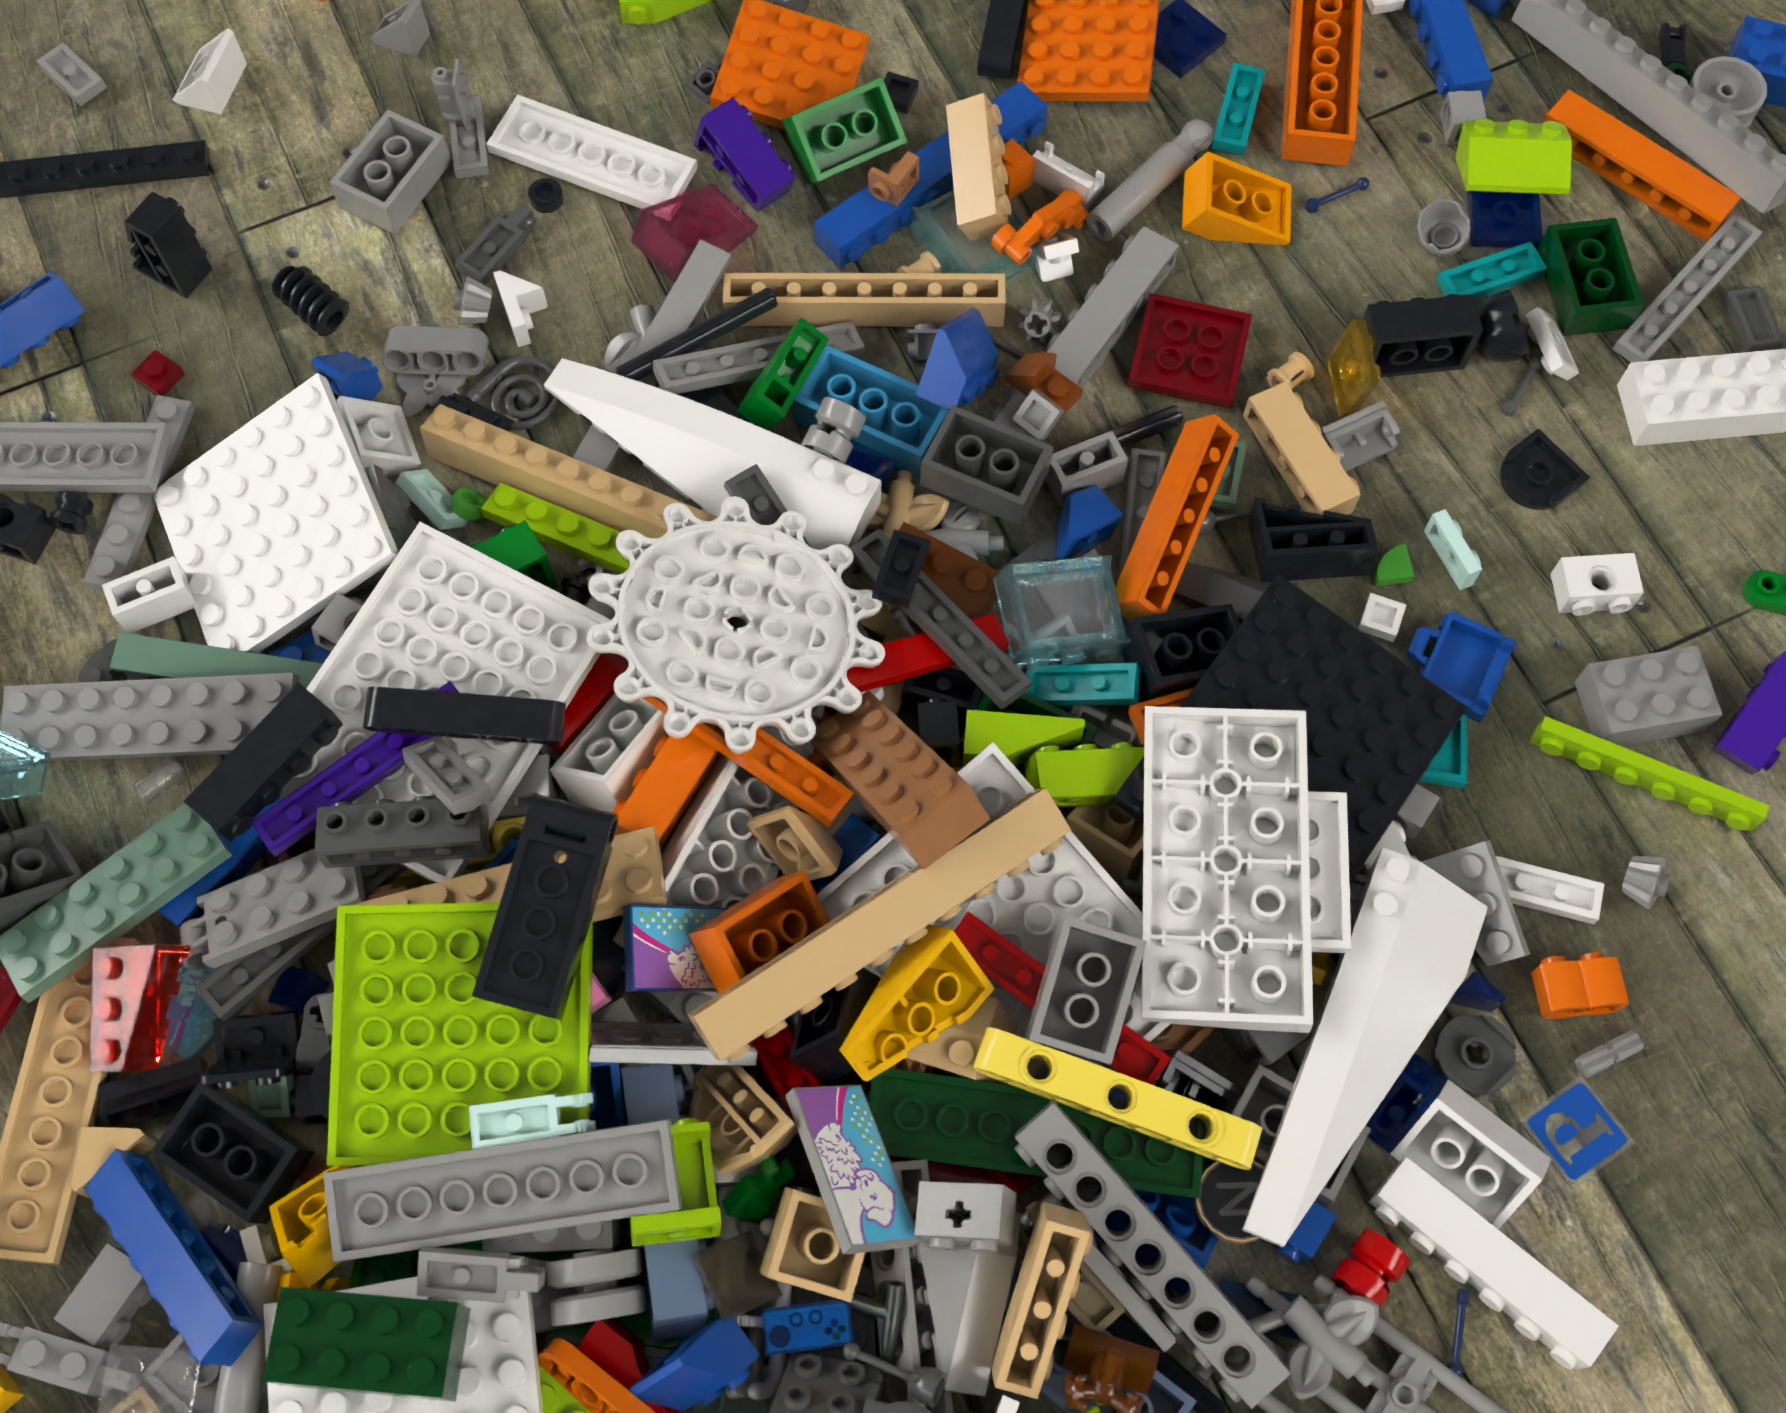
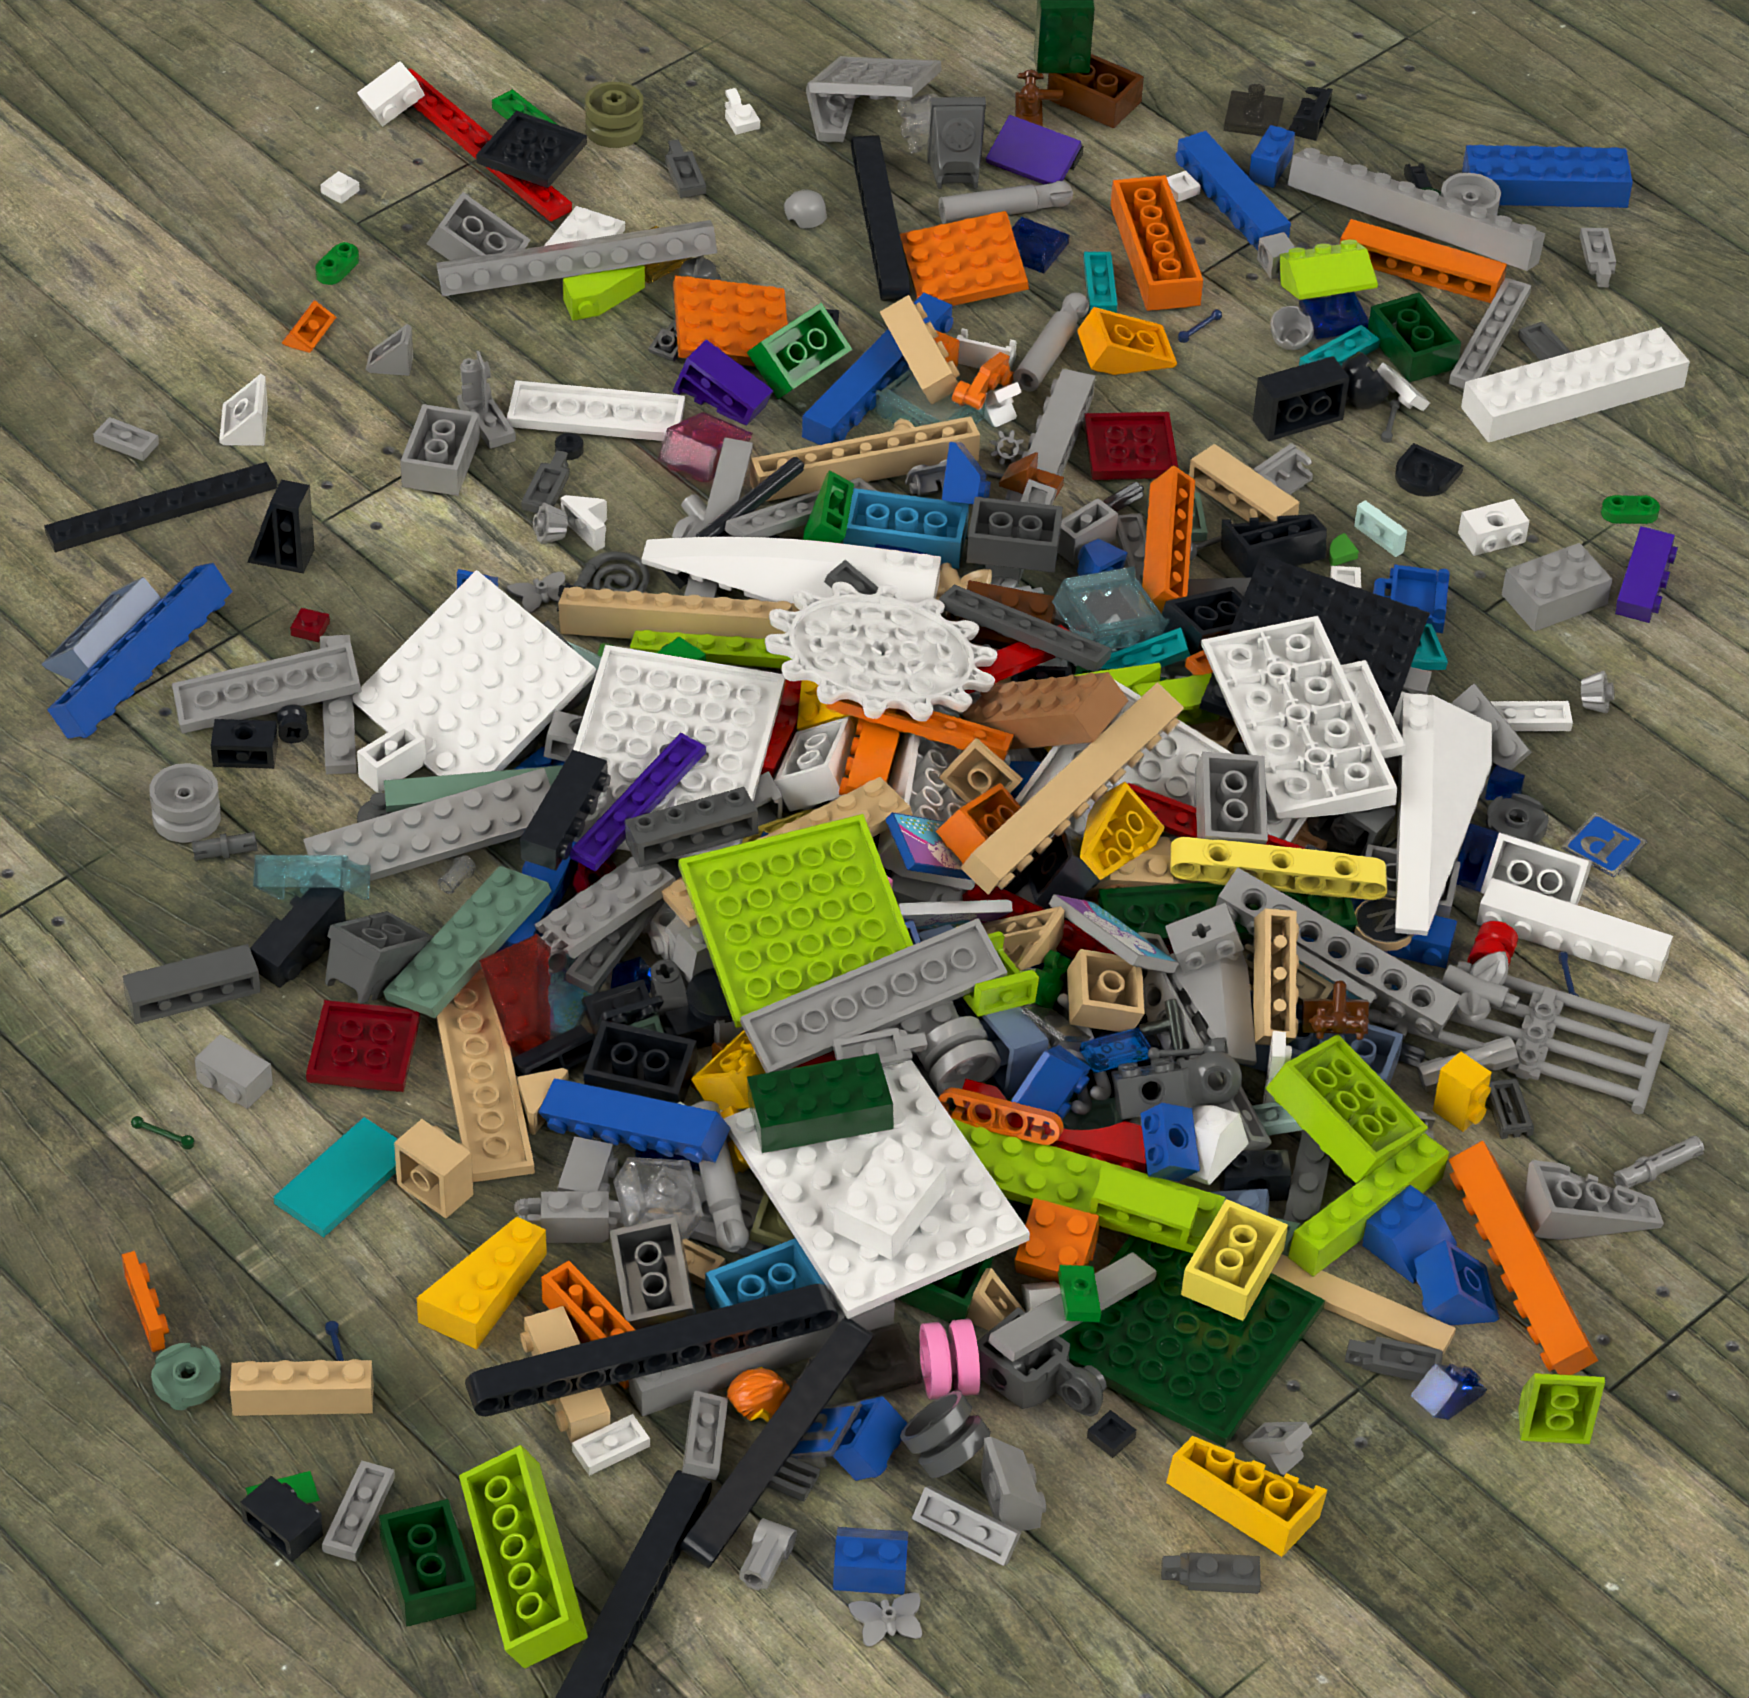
camera: 20 degrees left, 20 degrees down
(310, 299) = (416, 549): black piece -> none
(435, 350) = (524, 554): light grey beam -> none
(447, 775) = (714, 778): light grey plate -> none
(464, 715) = (706, 744): black beam -> none
(525, 1119) = (872, 947): light aqua hinge -> none
(546, 907) = (839, 816): black hinge -> none
(835, 428) = (892, 528): light grey wheel -> none
(898, 182) = (856, 376): medium nougat bracket -> none
(901, 569) = (986, 598): black plate -> none
(1293, 371) = (1214, 437): tan bush -> none
(1352, 368) = (1260, 426): clear yellow plate -> none
(1580, 986) = (1574, 765): orange brick -> none
(1610, 1052) = (1612, 799): light grey piece -> none
(1647, 773) = (1574, 632): lime plate -> none

